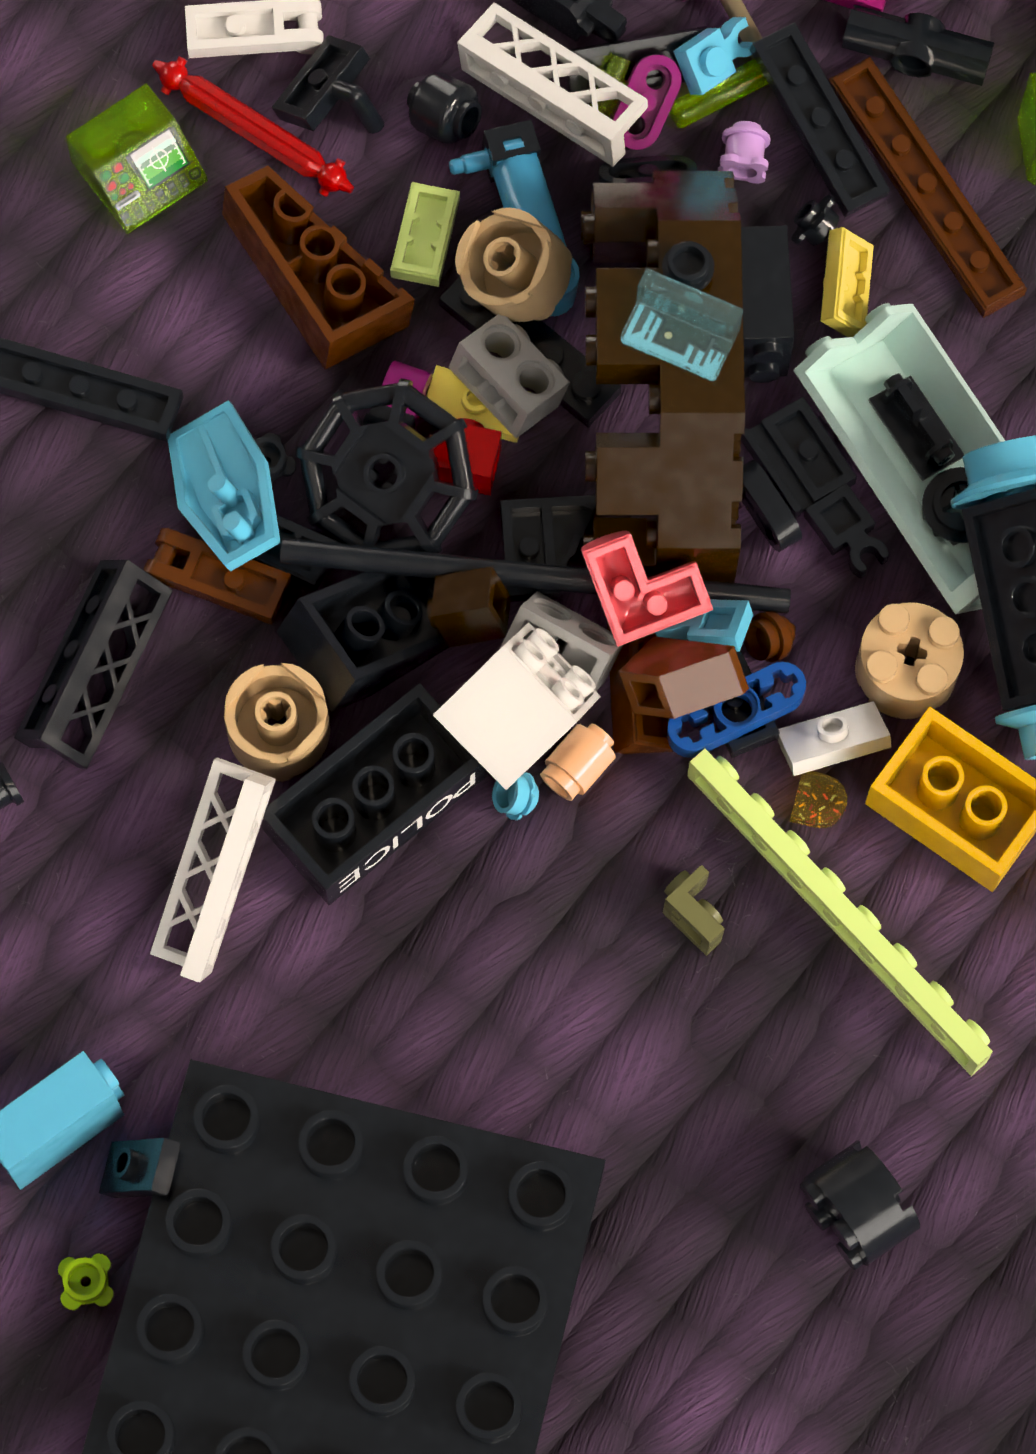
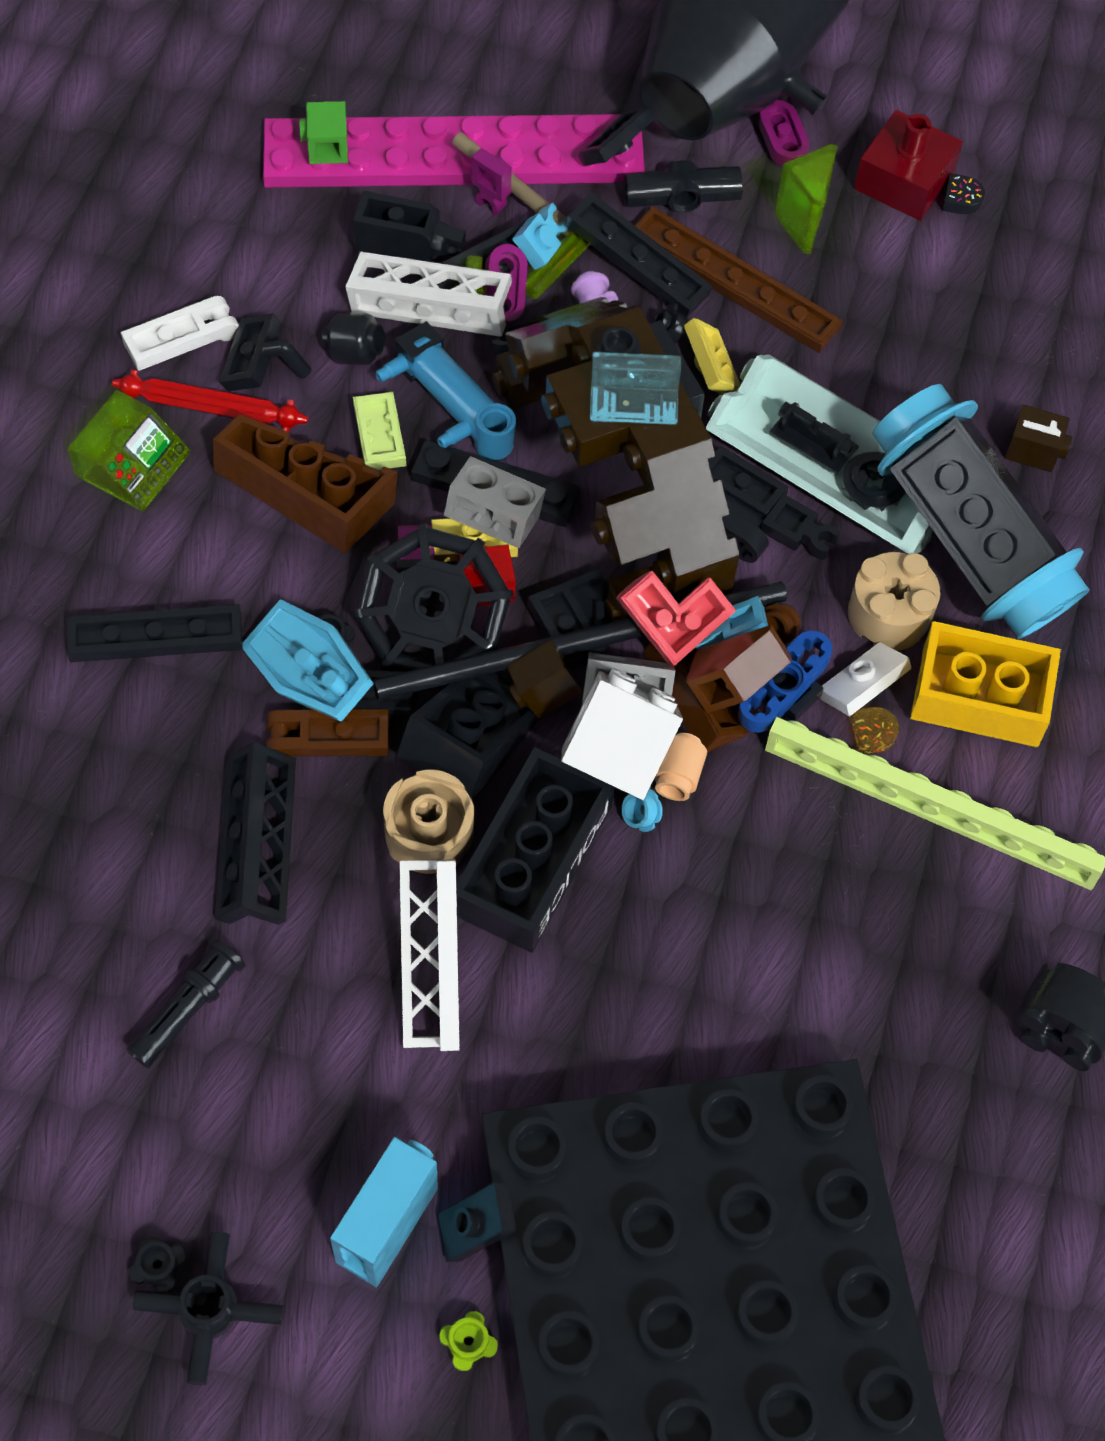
camera: 25 degrees left, 10 degrees down
(514, 265) = (466, 417): tan brick -> none
(695, 919) = (824, 849): olive bracket -> none

